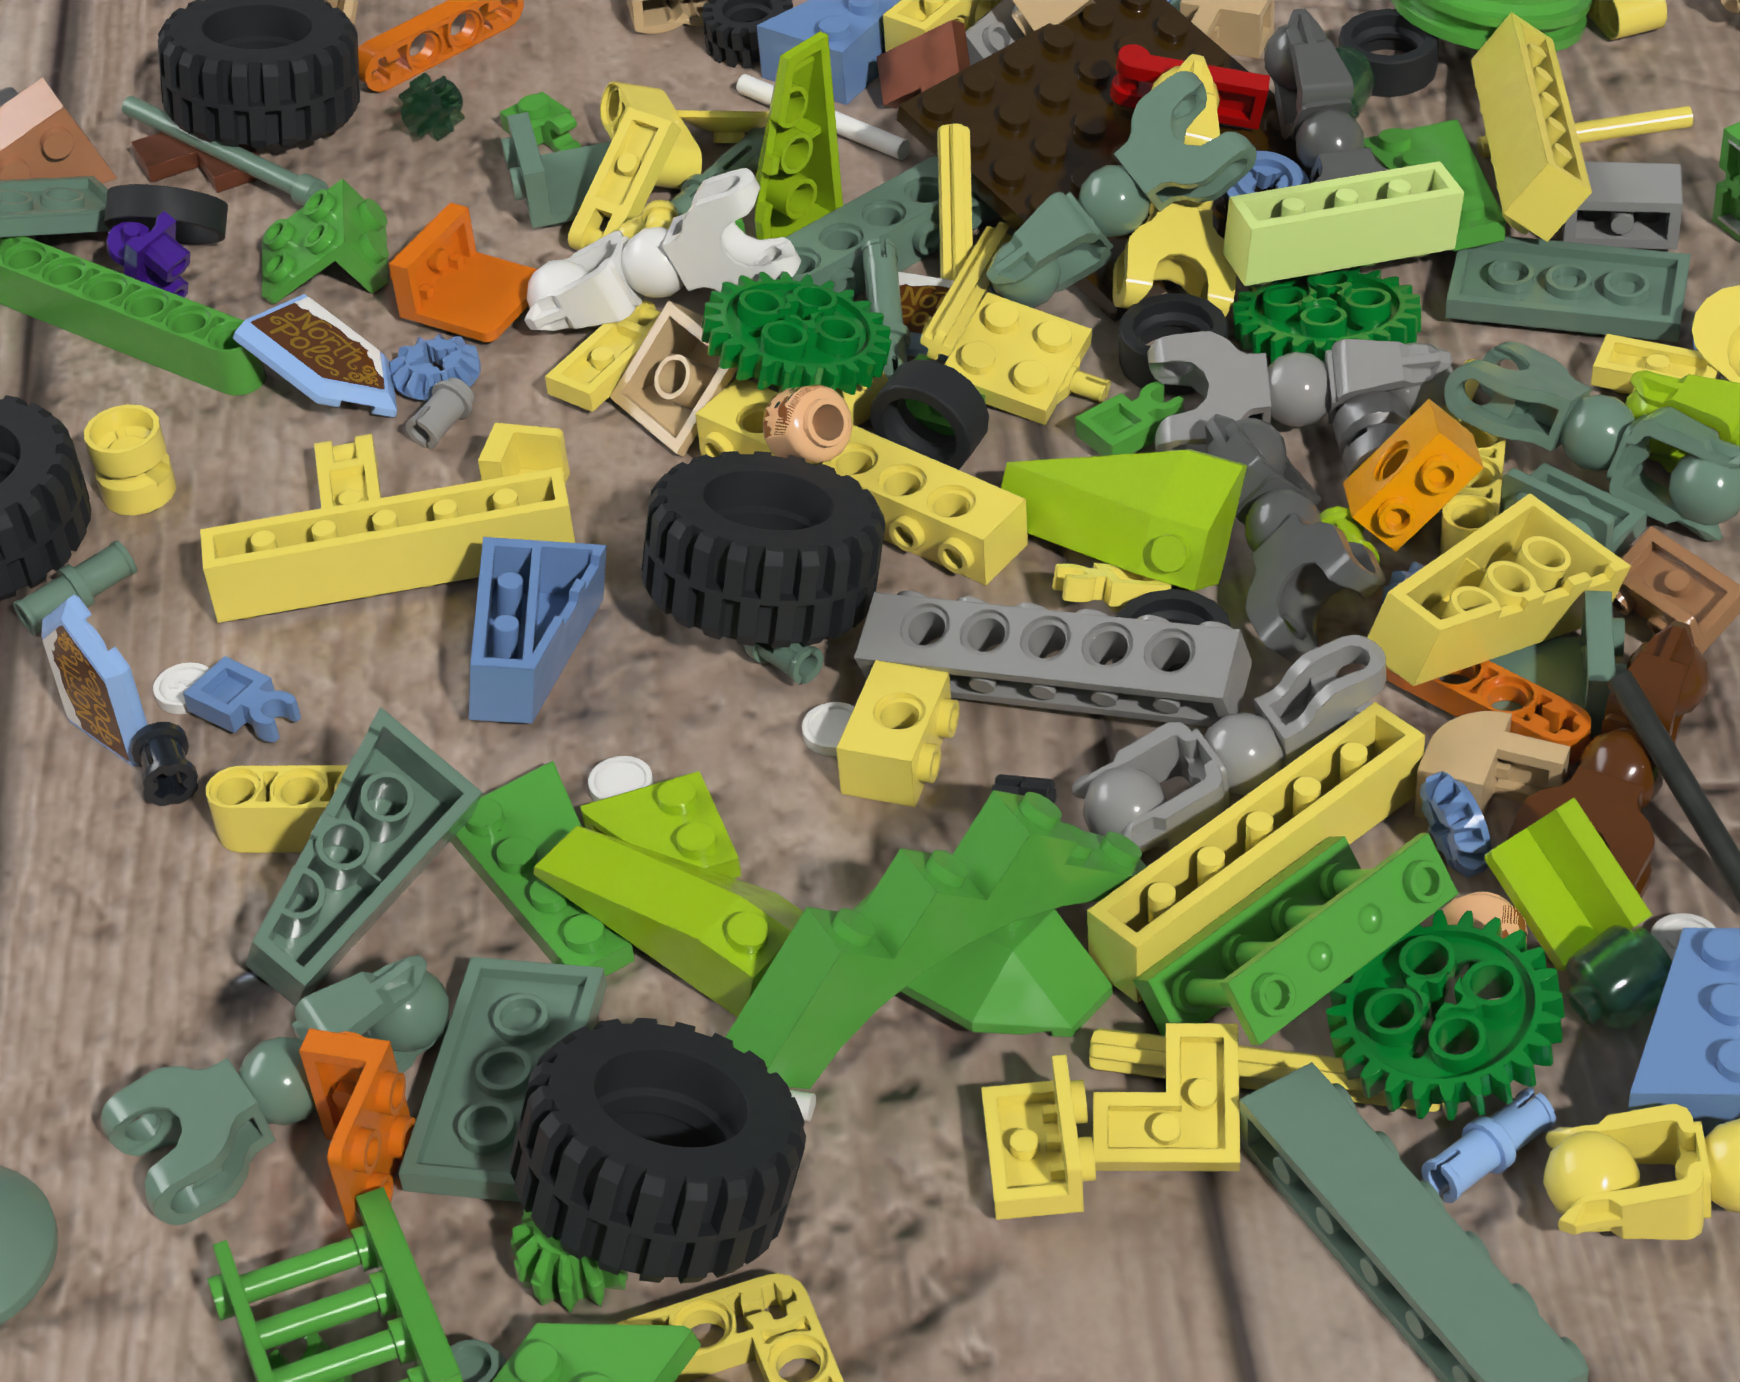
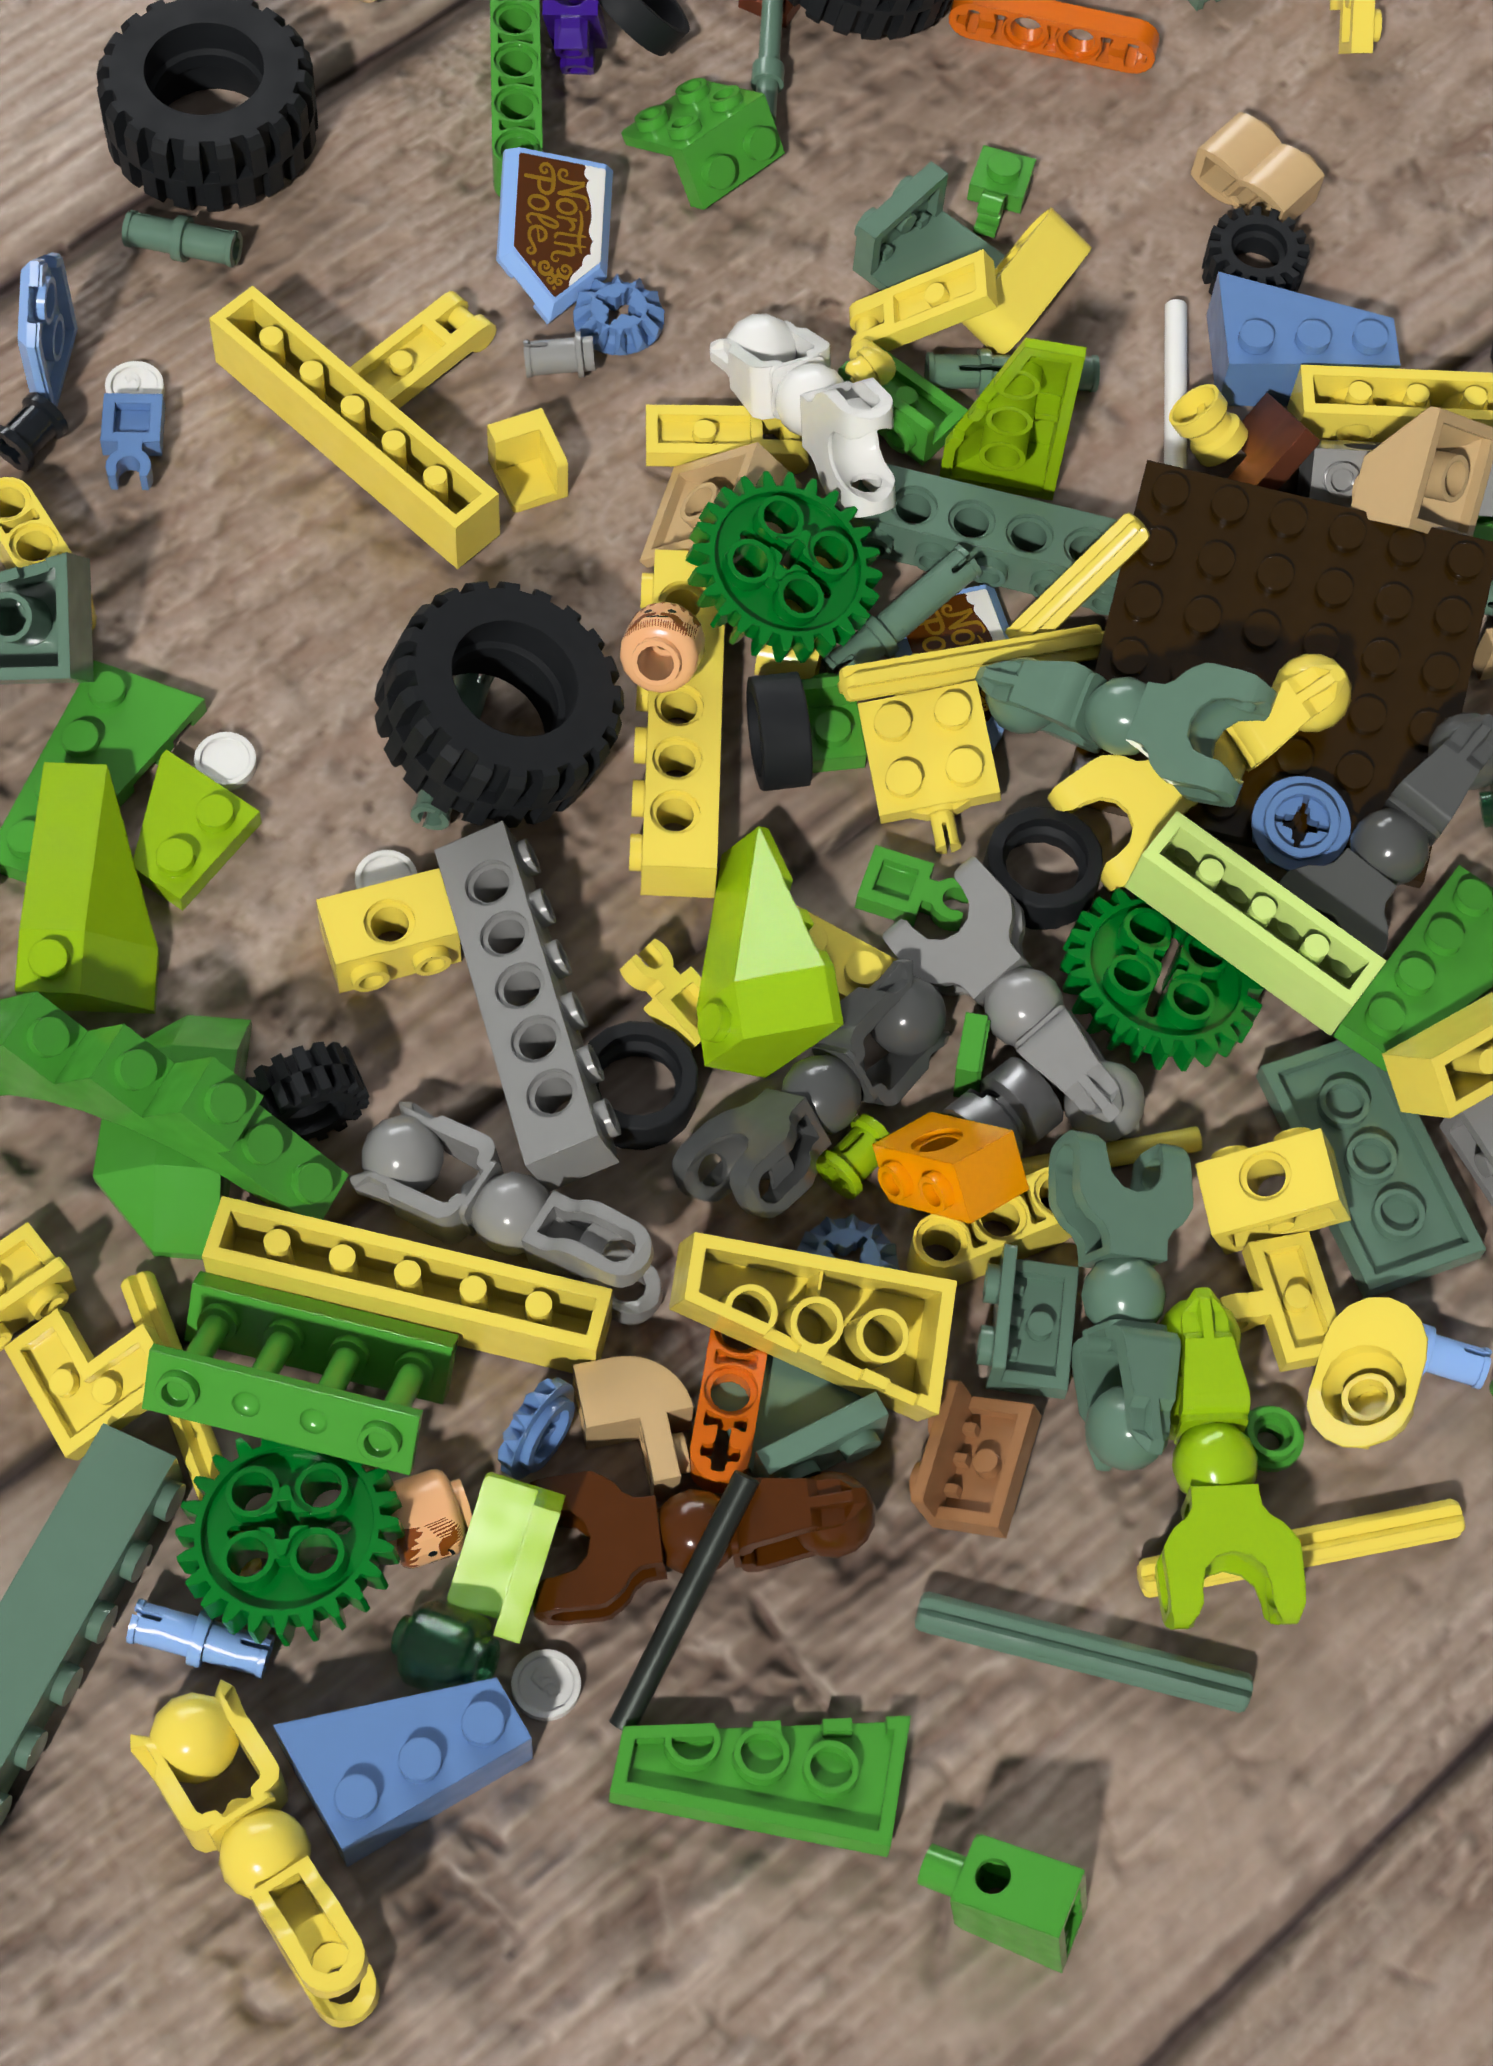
camera: 45 degrees right, 20 degrees up
(130, 459) = (335, 176): light yellow wheel -> none
(431, 106) = (956, 93): clear green gear -> none
(453, 286) = (726, 262): orange bracket -> none
(528, 621) = (325, 582): medium blue wedge -> none
(725, 125) = (1101, 325): light yellow dish -> none
(872, 96) = (1205, 421): none -> light yellow wheel
(1240, 92) = (1381, 726): red plate -> none
(1310, 445) = (972, 1053): none -> bright green tile
(1572, 297) = (1306, 1202): none -> light yellow brick

